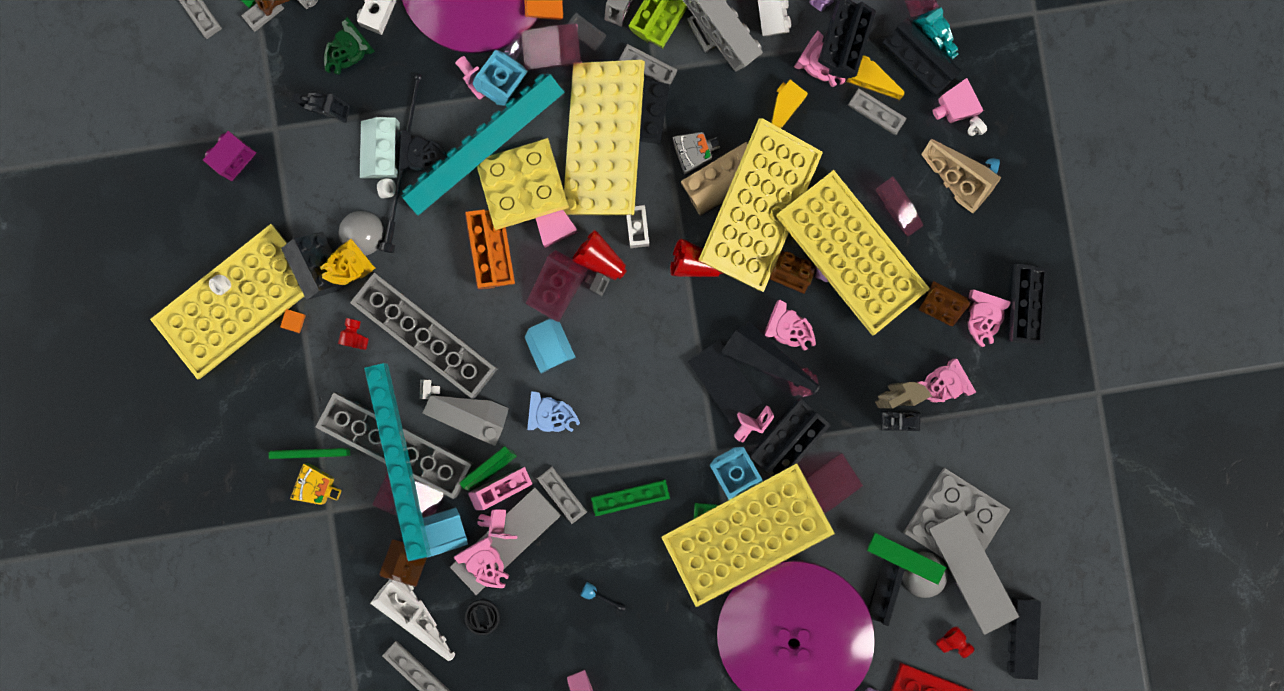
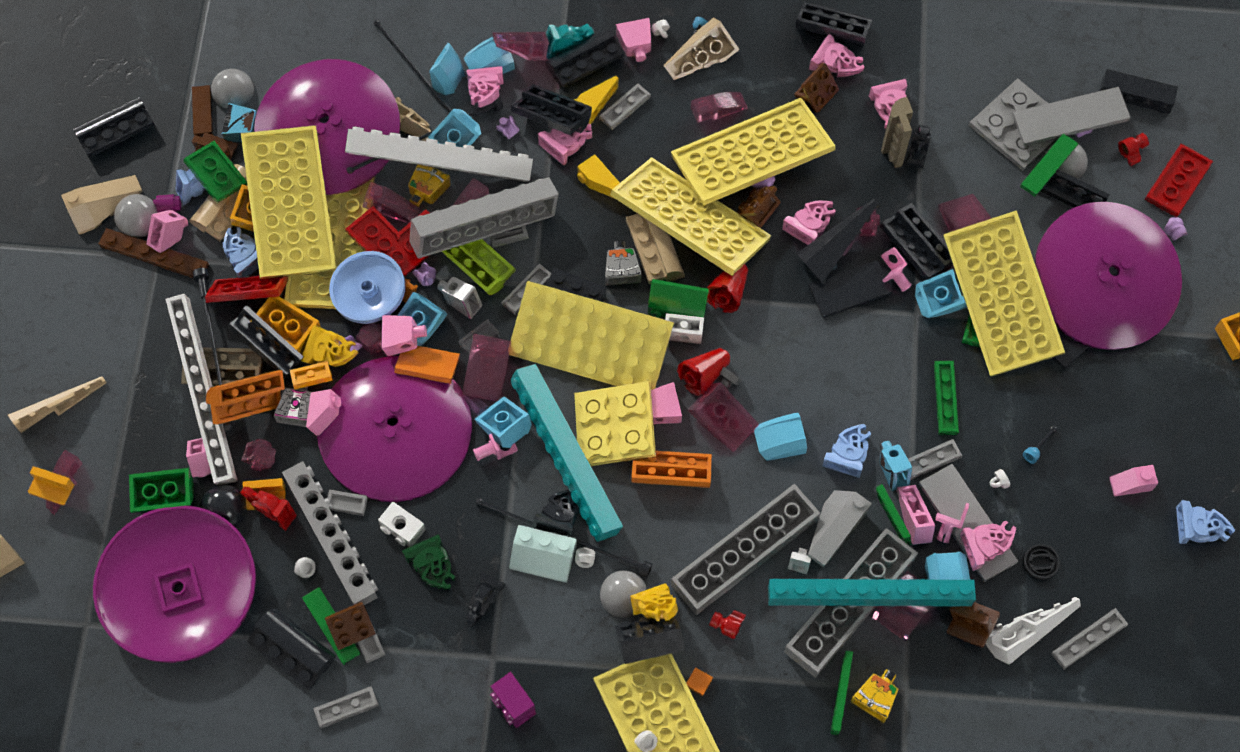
camera: 75 degrees left, 20 degrees down
(536, 464) = (895, 465): none -> medium azure torso
(555, 566) = (1002, 479): none -> white tile
(662, 214) = (676, 299): none -> green slope

